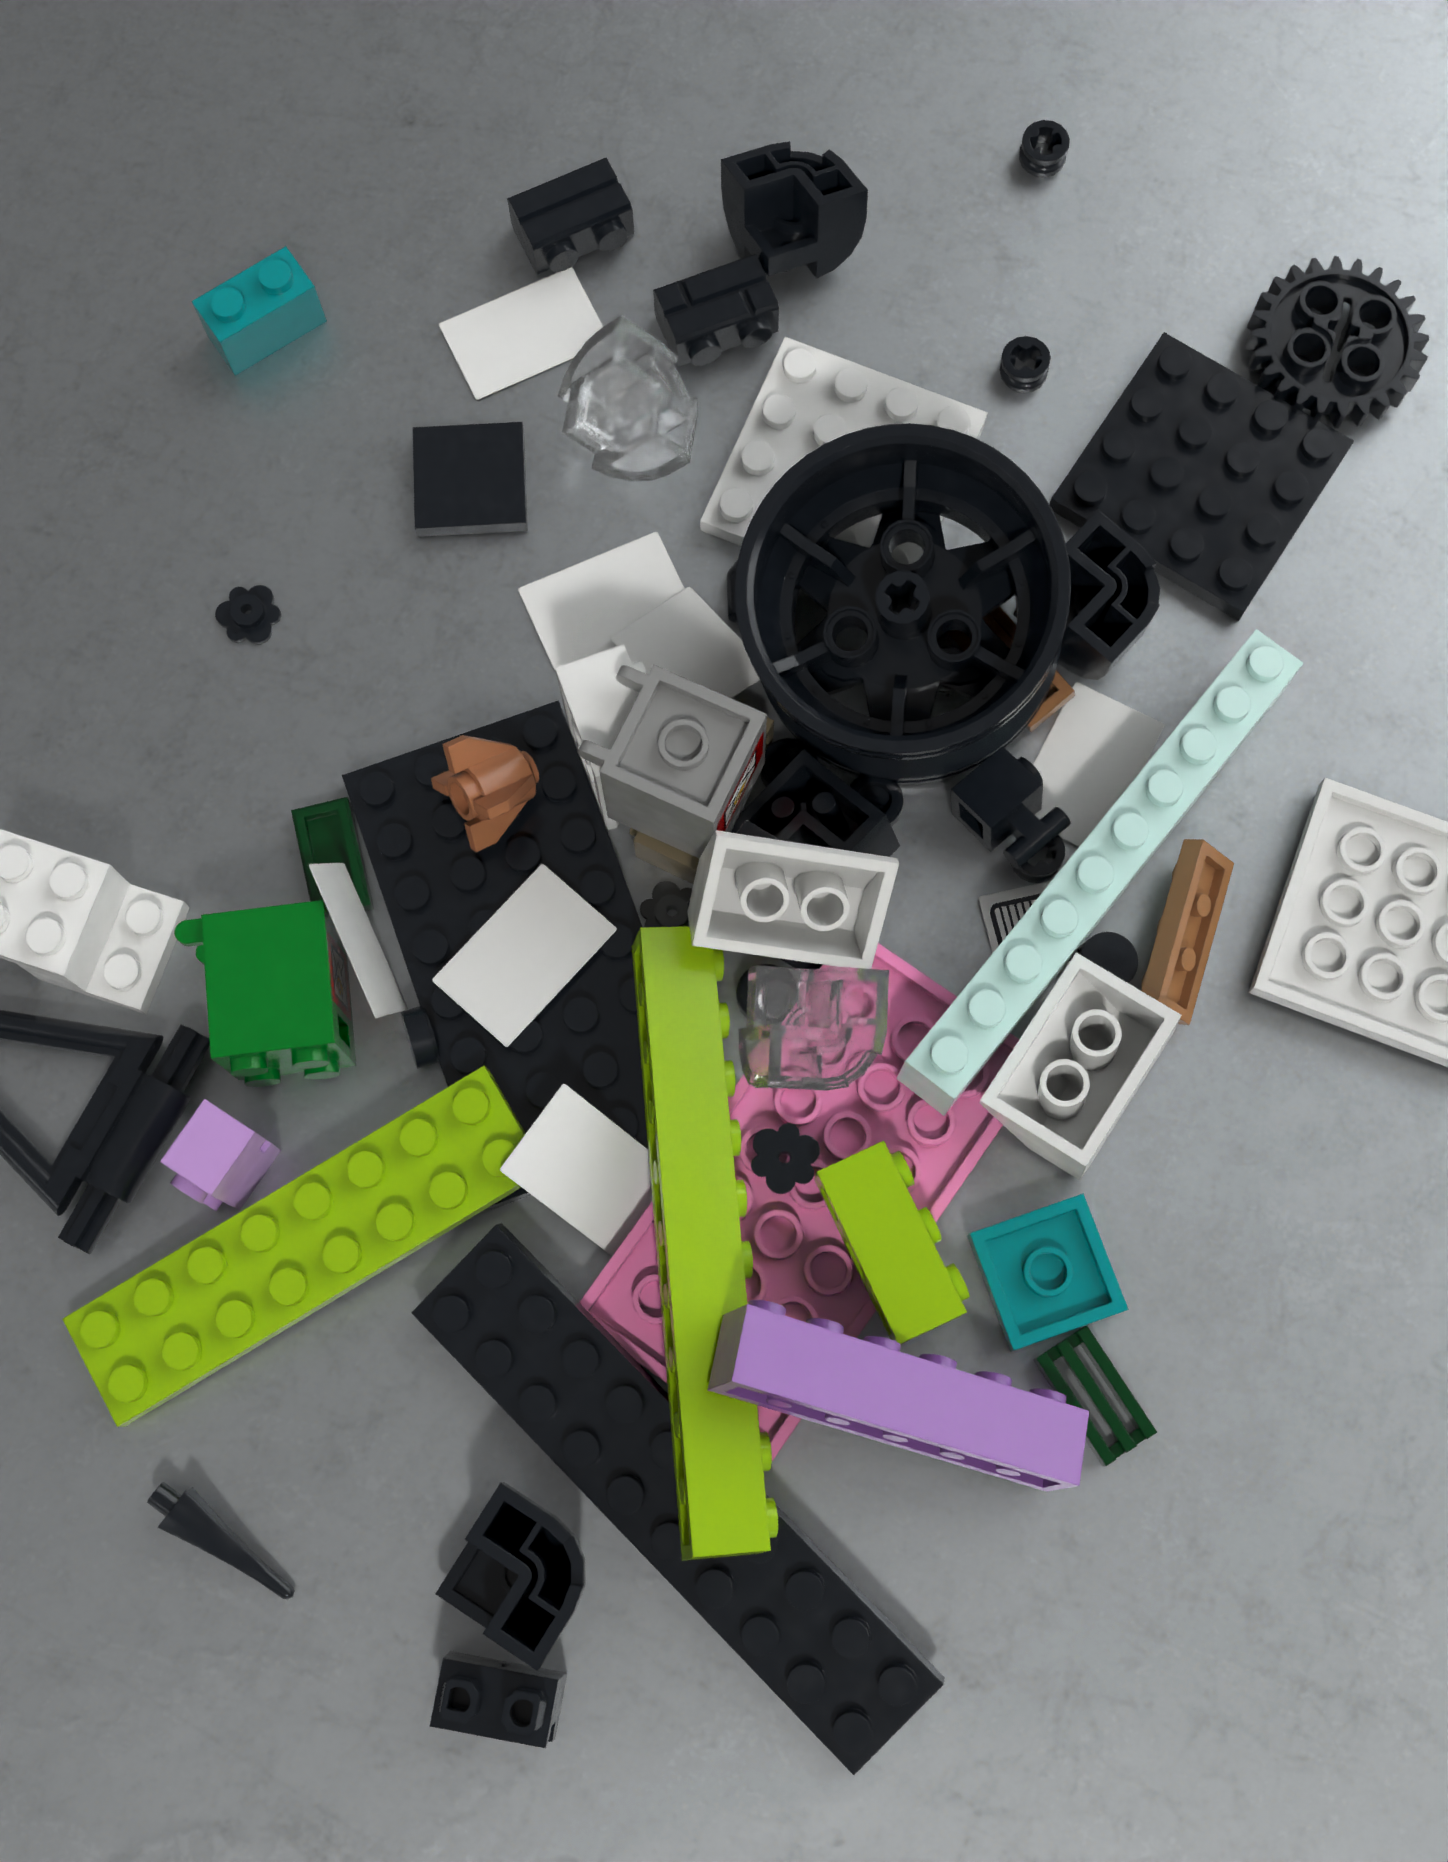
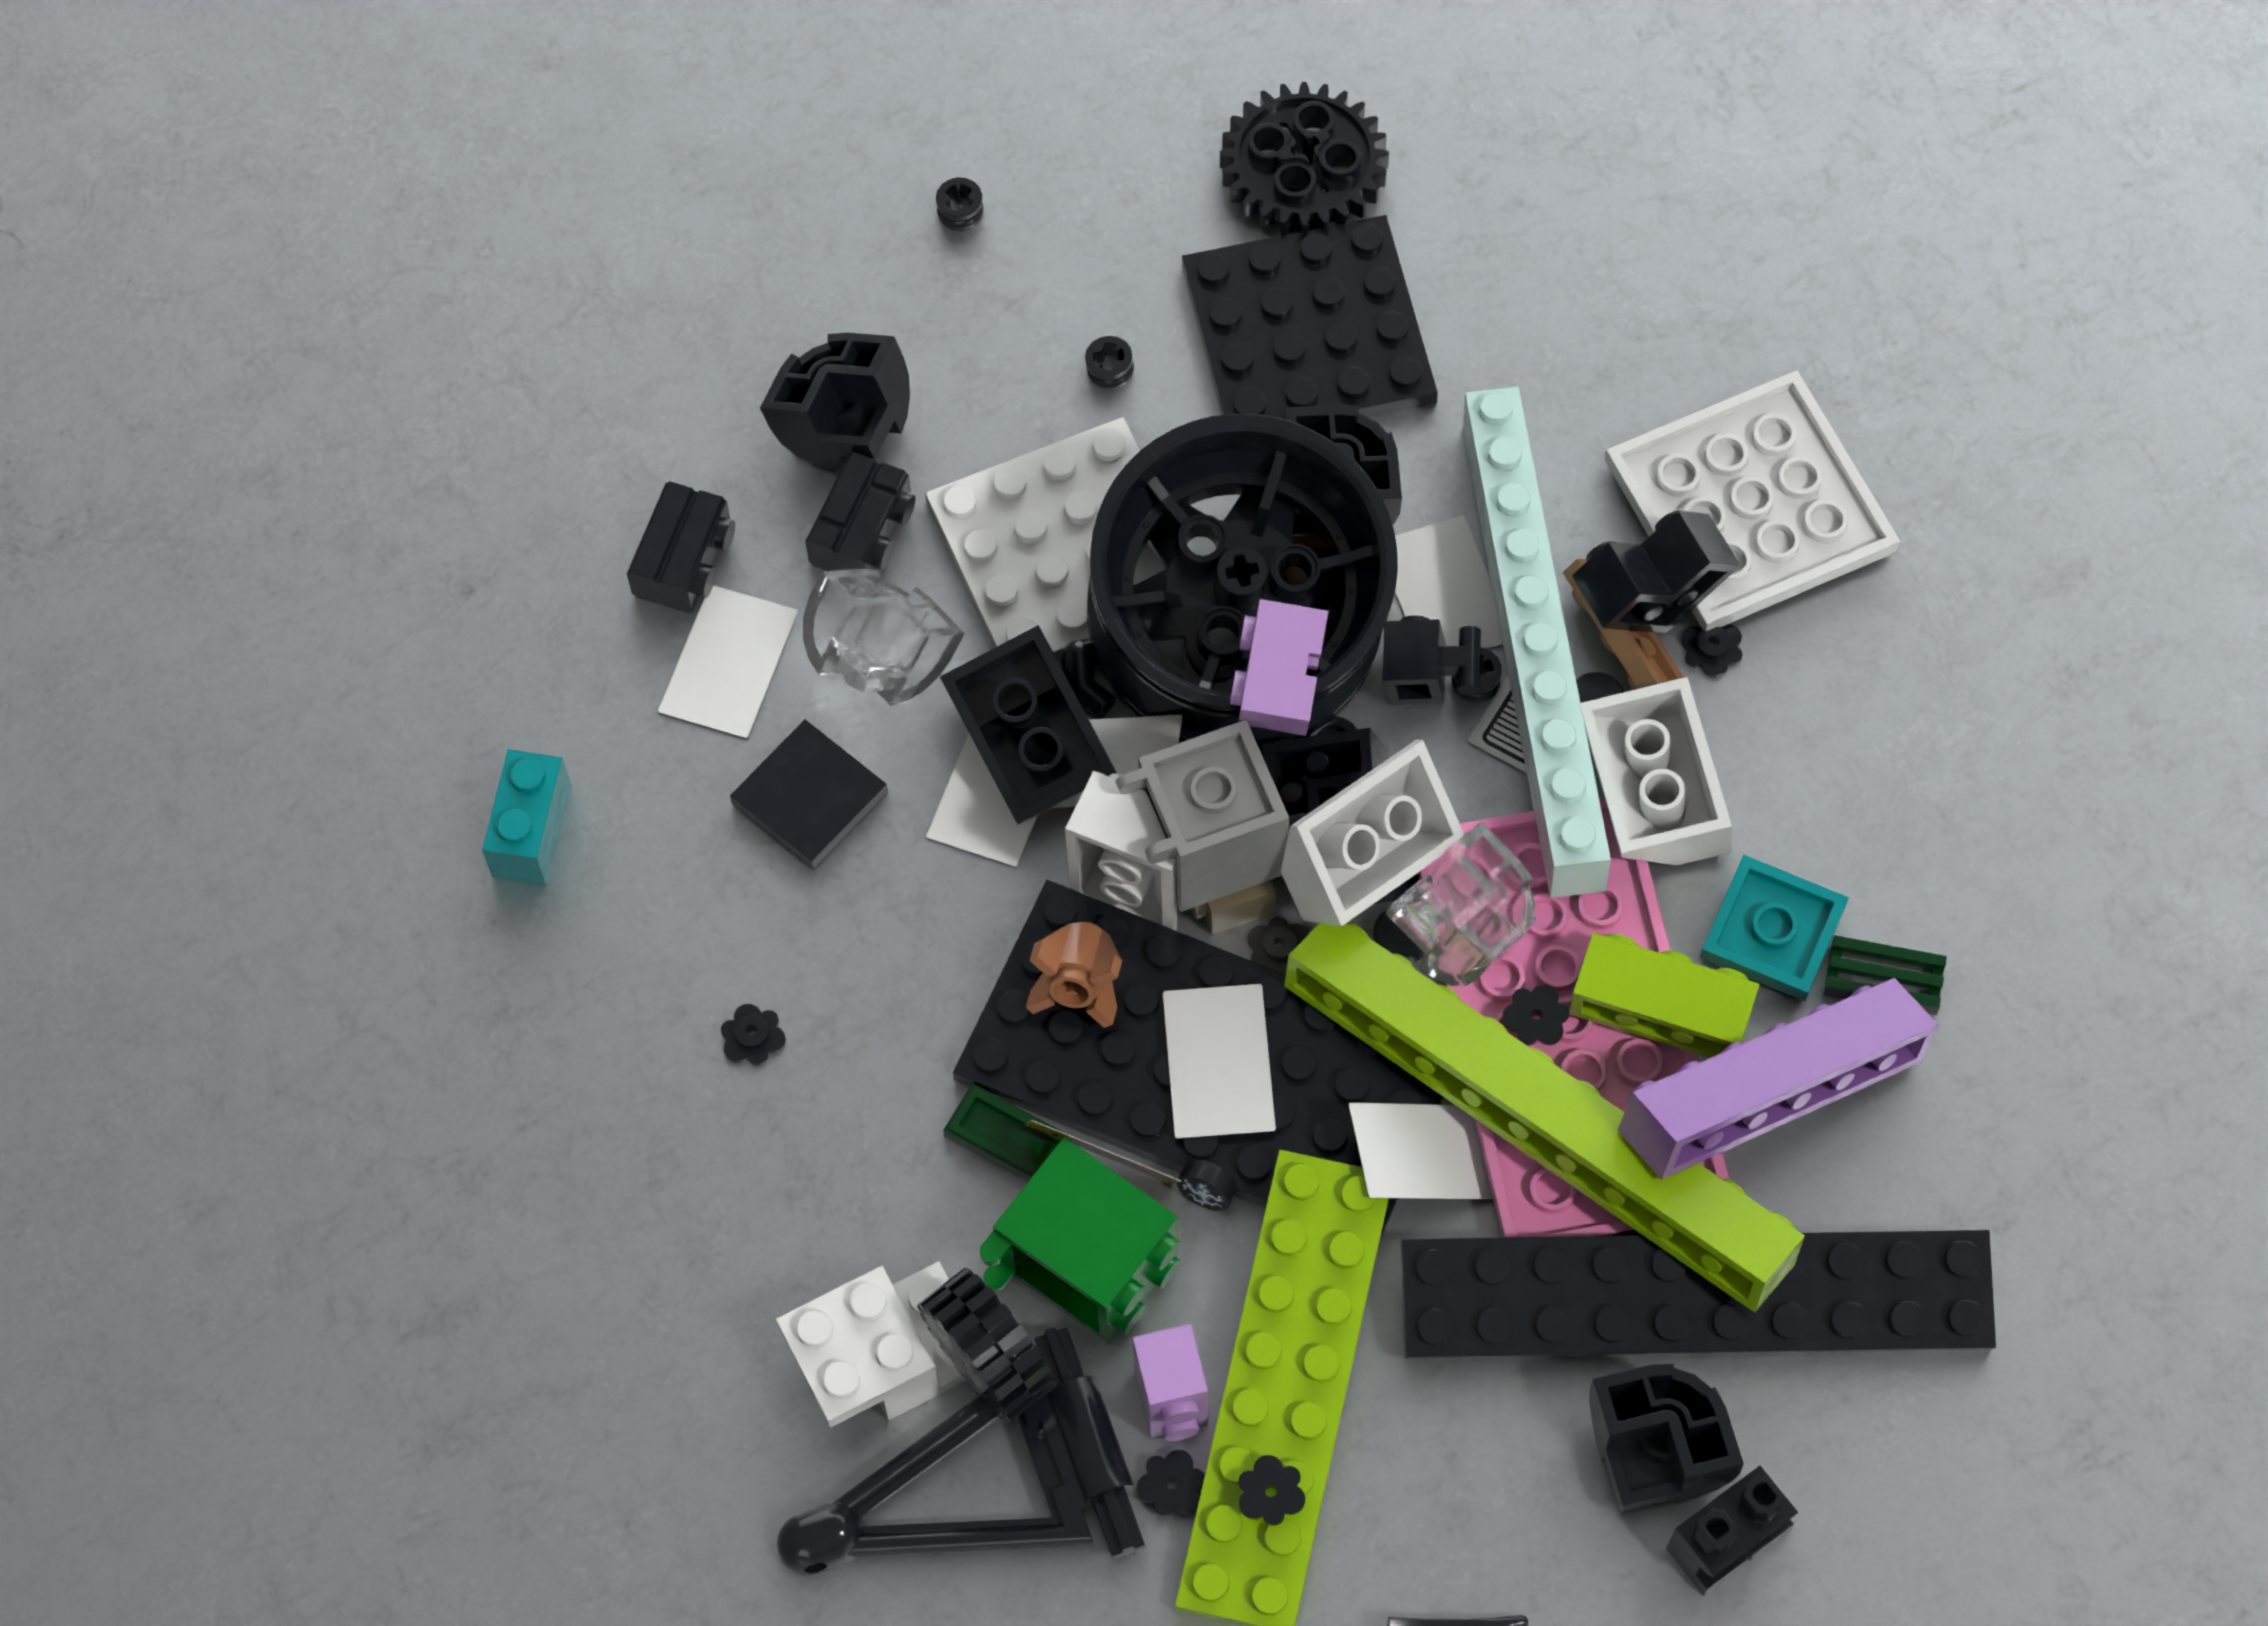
camera: 45 degrees left, 10 degrees down
(106, 997) = (987, 1345): none -> black wheel
(150, 1216) = (1175, 1468): none -> black plant
(183, 1306) = (1270, 1474): none -> black plant
(660, 570) = (1027, 724): none -> black slope
(832, 694) = (1281, 647): none -> lavender brick
(1235, 1019) = (1712, 659): none -> black plant
(1249, 915) = (1661, 579): none -> black brick

